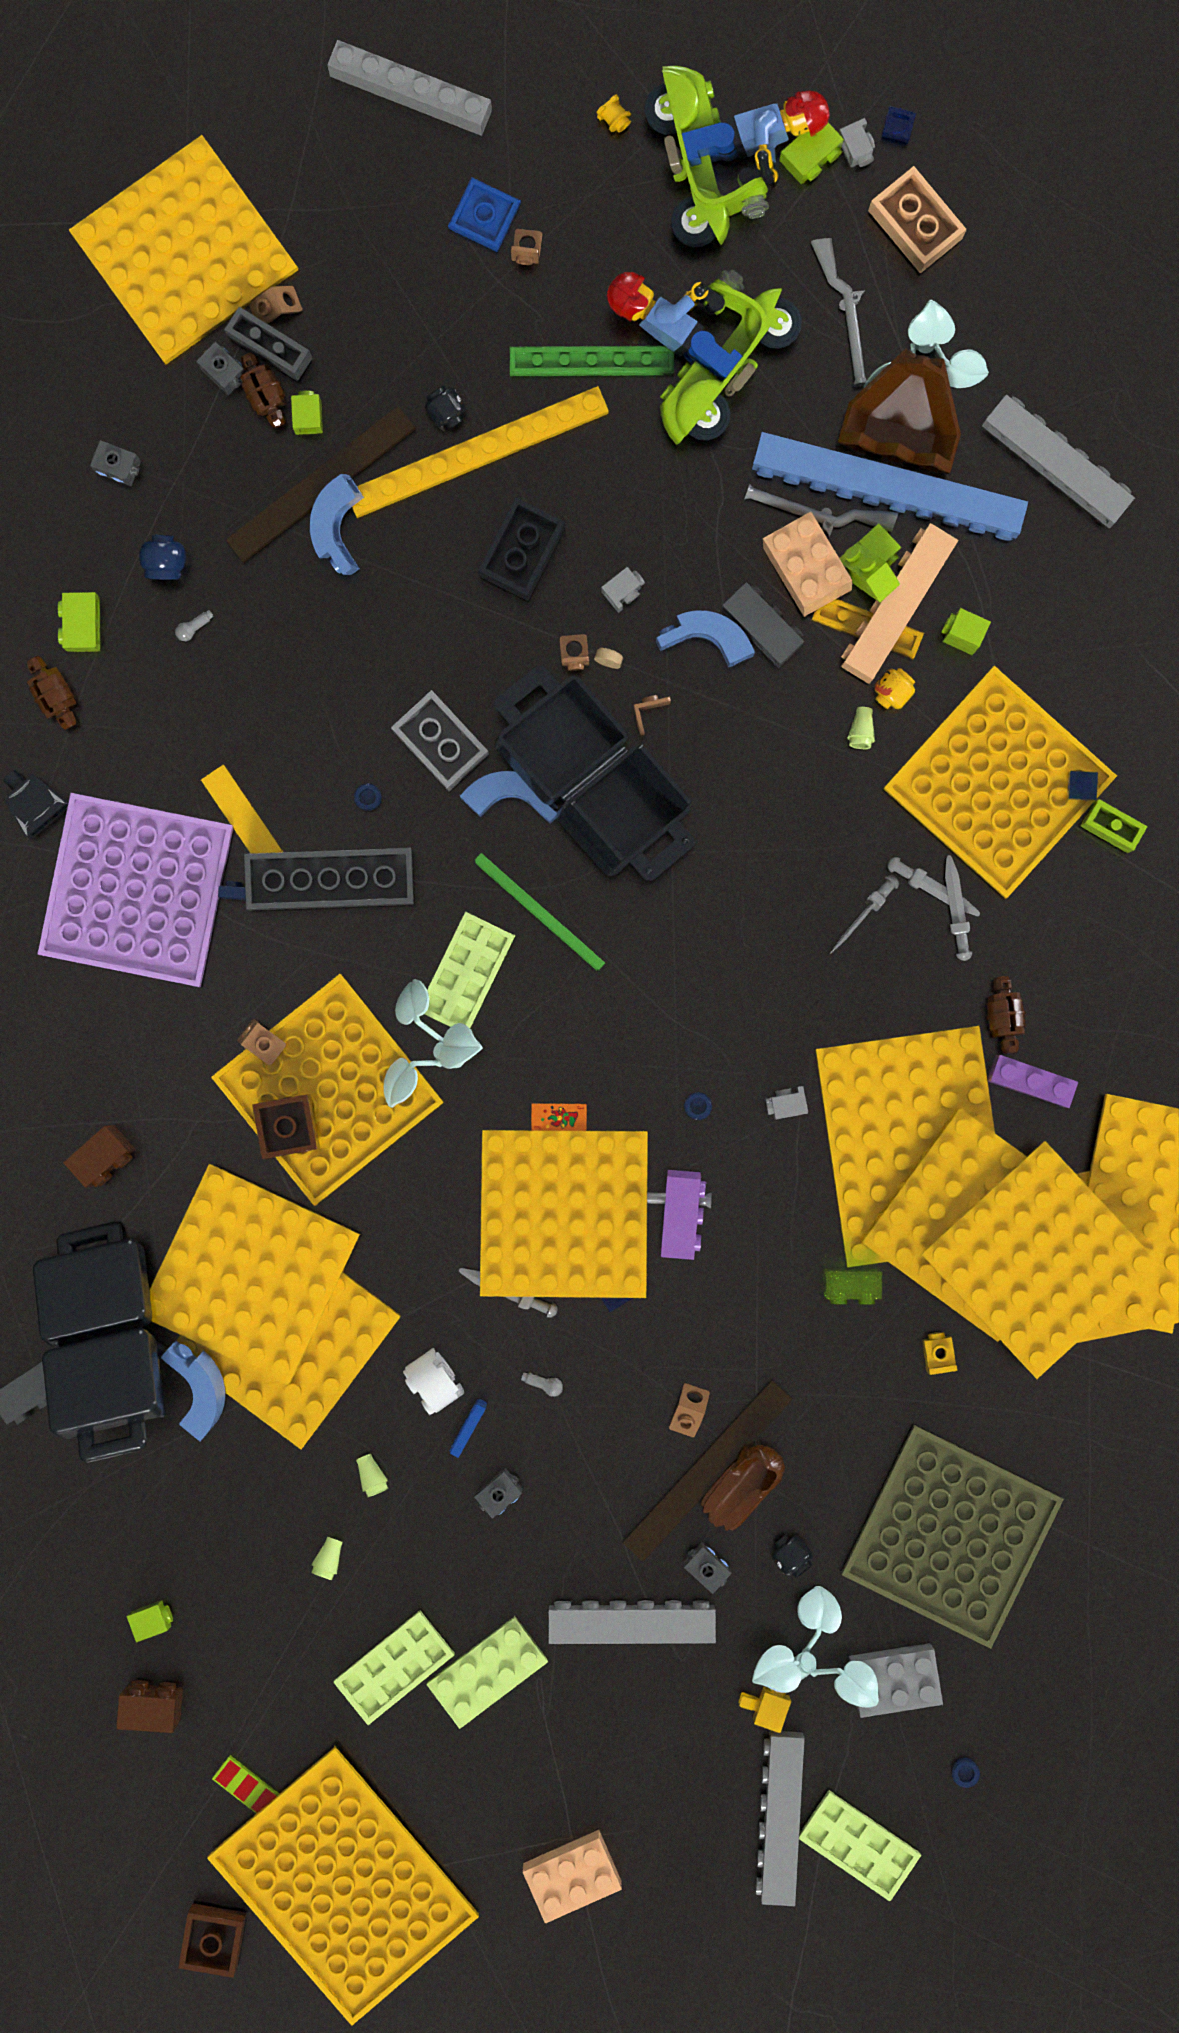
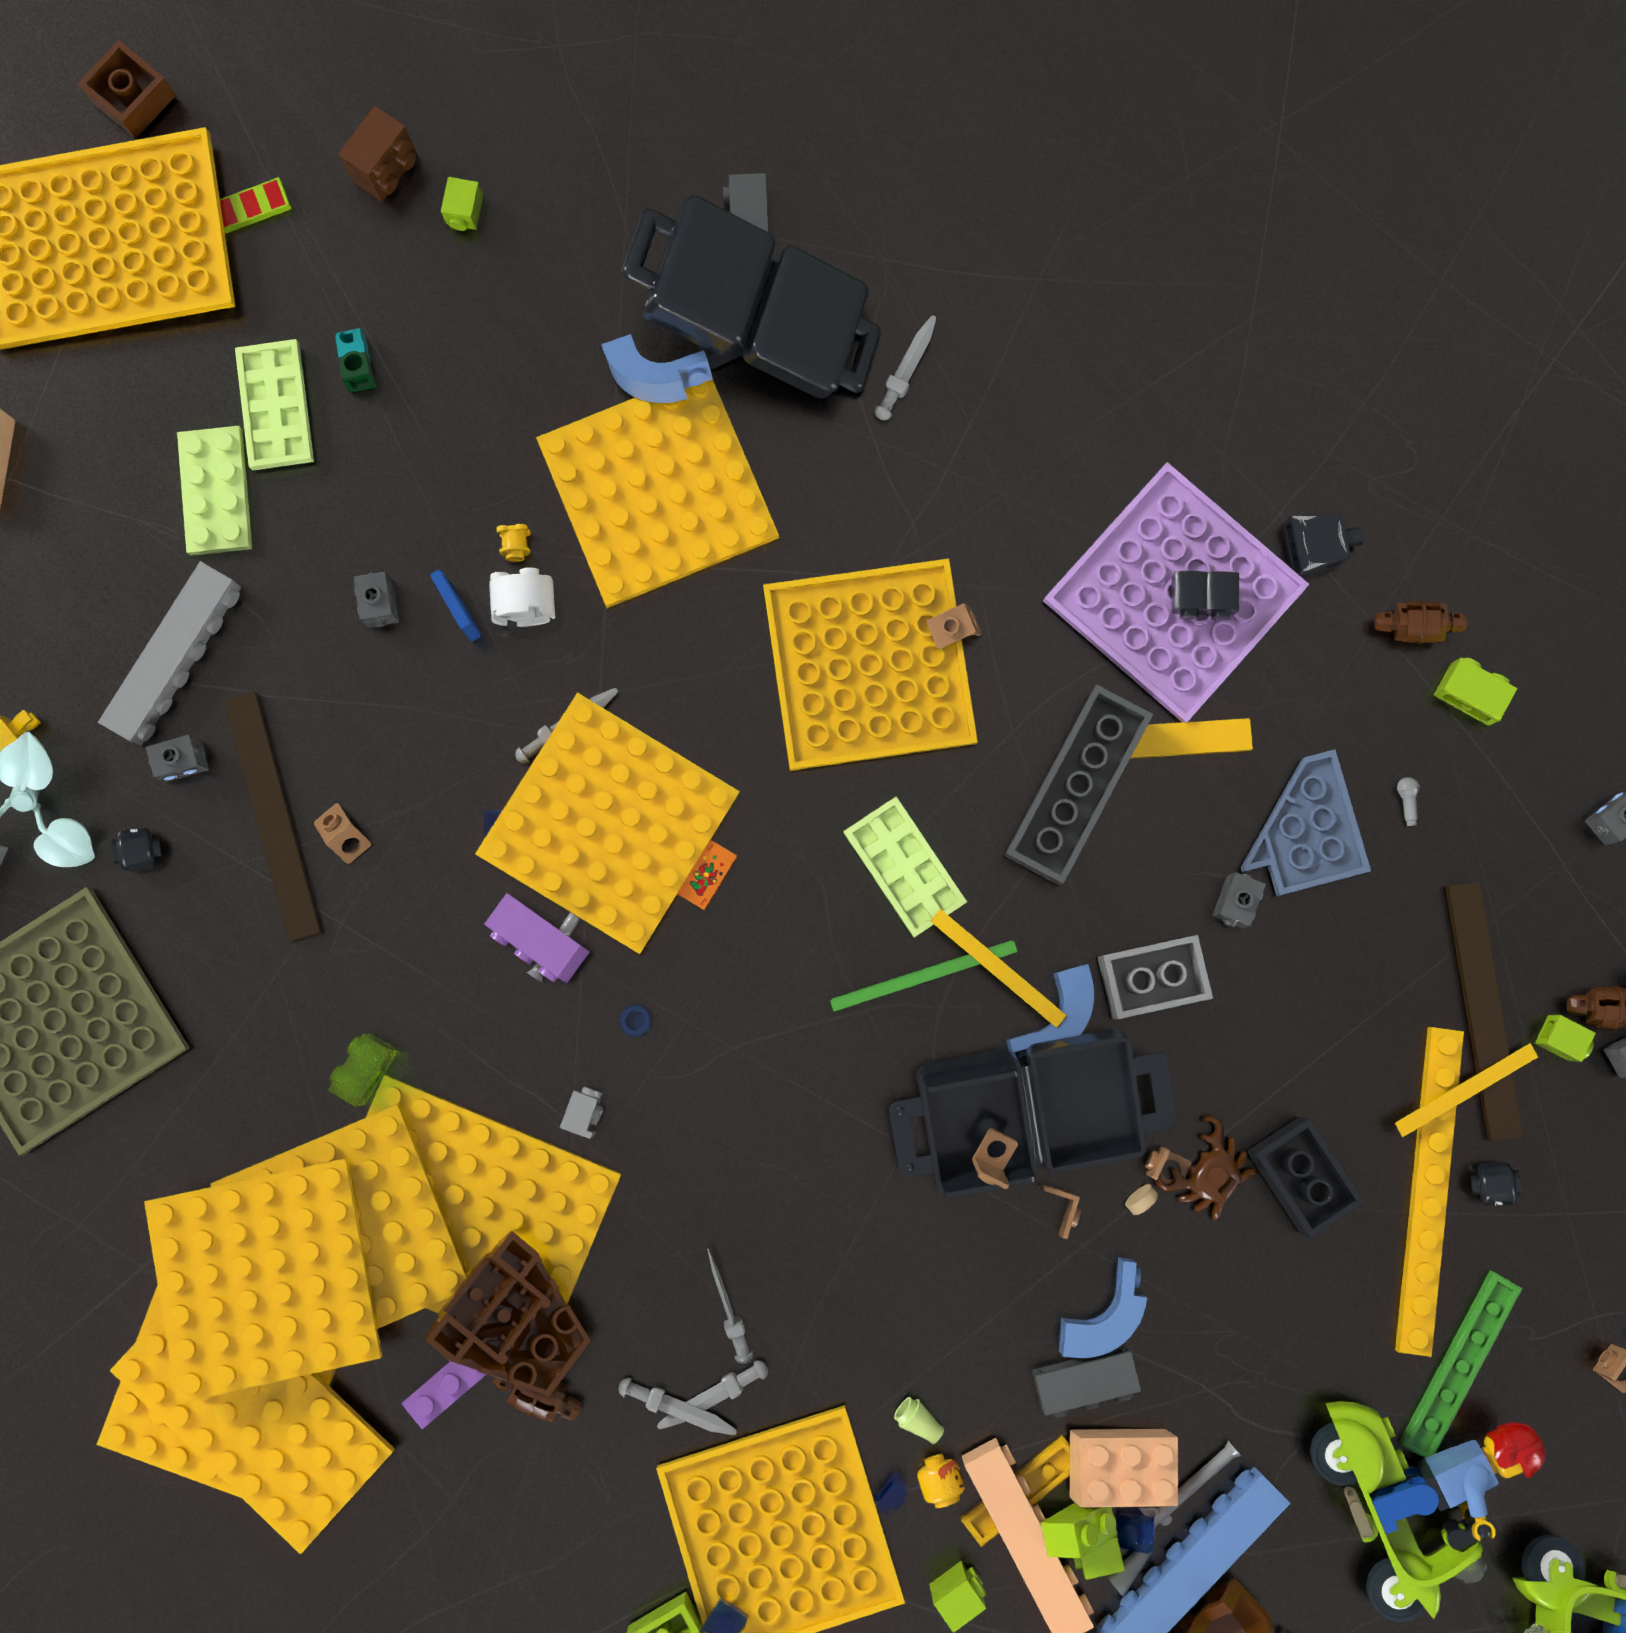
camera: 120 degrees right, 5 degrees down
(95, 1196) = (898, 384): none -> light grey sword
(99, 1156) = (934, 406): reddish brown brick -> none
(127, 867) = (1205, 594): none -> black brick
(162, 557) = (1497, 808): dark blue piece -> none
(232, 890) = (1121, 684): dark blue plate -> none
(249, 1274) = (734, 484): yellow plate -> none
(260, 686) = (1311, 830): none -> sand blue wing
(286, 1126) = (856, 599): reddish brown brick -> none
(322, 1626) = (354, 360): none -> dark green leg
(326, 519) = (1448, 995): medium blue arch -> none
(327, 1559) = (414, 400): yellowish green cone -> none
(355, 715) = (1228, 907): none -> dark grey head
(368, 797) = (1137, 872): dark blue tile -> none
(371, 1476) = (468, 488): yellowish green cone -> none
(388, 466) = (1466, 1090): none -> yellow sticker
(392, 1415) = (514, 542): none -> yellow brick
(450, 1052) = (834, 804): light aqua plant -> none
(501, 860) = (998, 968): none -> yellow sticker
(551, 1386) = (448, 712): light grey piece -> none
(559, 614) = (1215, 1174): none -> reddish brown animal
(623, 588) = (1205, 1257): light grey brick -> none
(651, 782) = (991, 1168): none -> medium nougat bracket
(743, 1486) = (233, 841): reddish brown hair -> none
(847, 529) = (1136, 1532): none -> clear blue plate
(924, 717) = (892, 1494): none -> clear blue plate
(939, 1365) = (254, 1114): yellow brick -> none
(963, 1064) = (510, 1321): none -> reddish brown wedge

